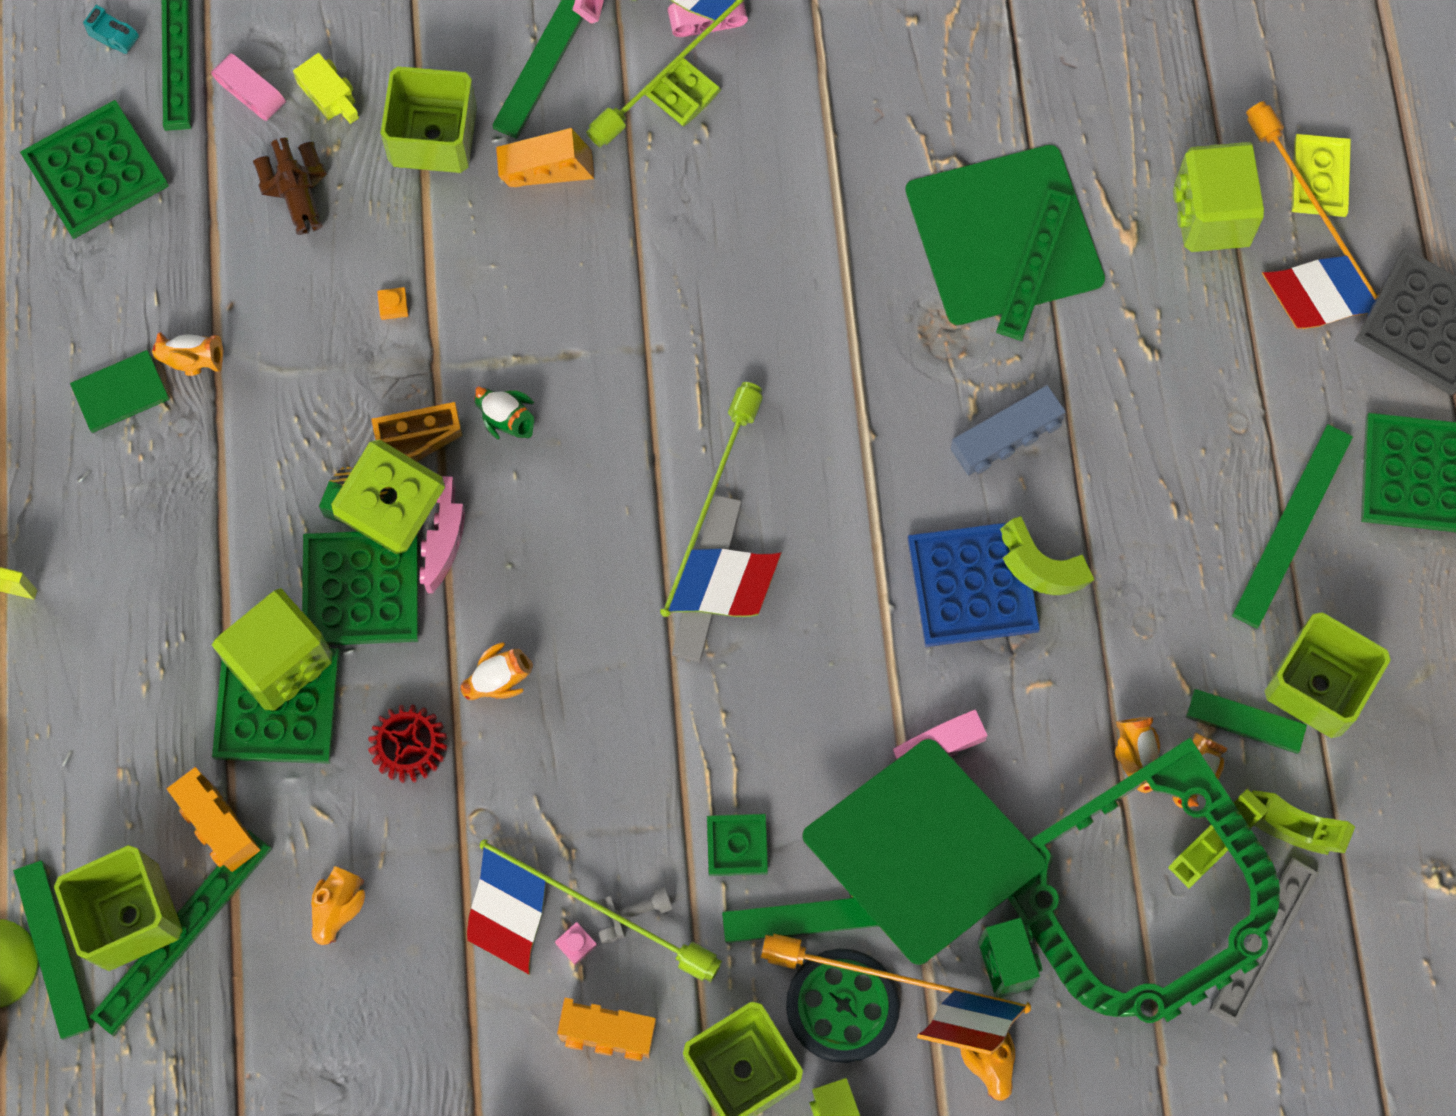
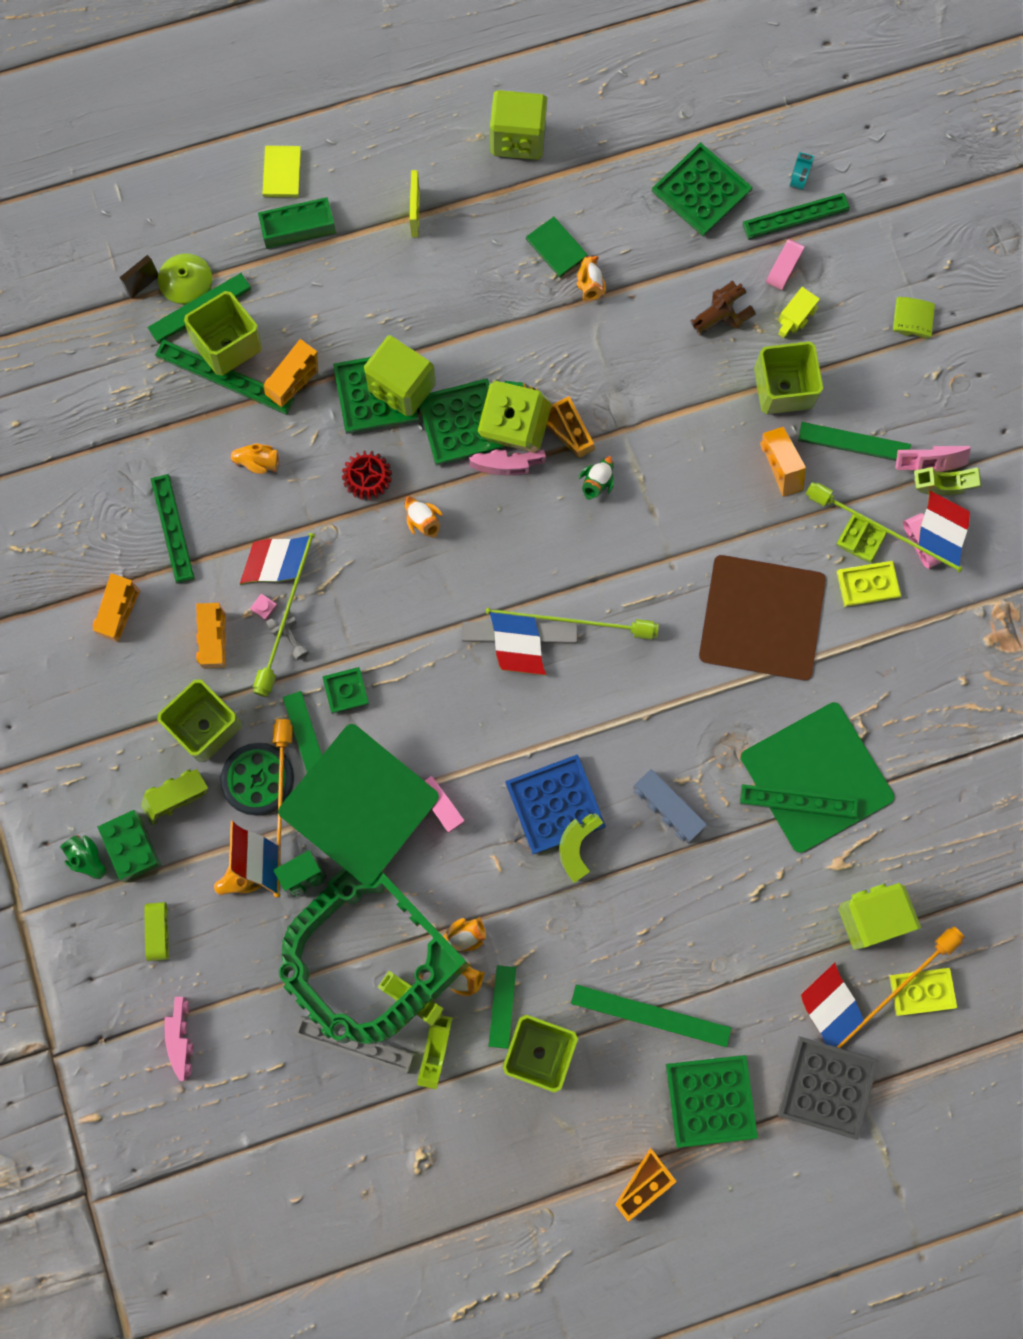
camera: 75 degrees right, 5 degrees up
(392, 303) = (658, 392): light orange plate -> none
(411, 1062) = (172, 528): none -> green tile
(749, 100) = (868, 583): none -> neon yellow tile
(762, 248) = (762, 617): none -> reddish brown piece

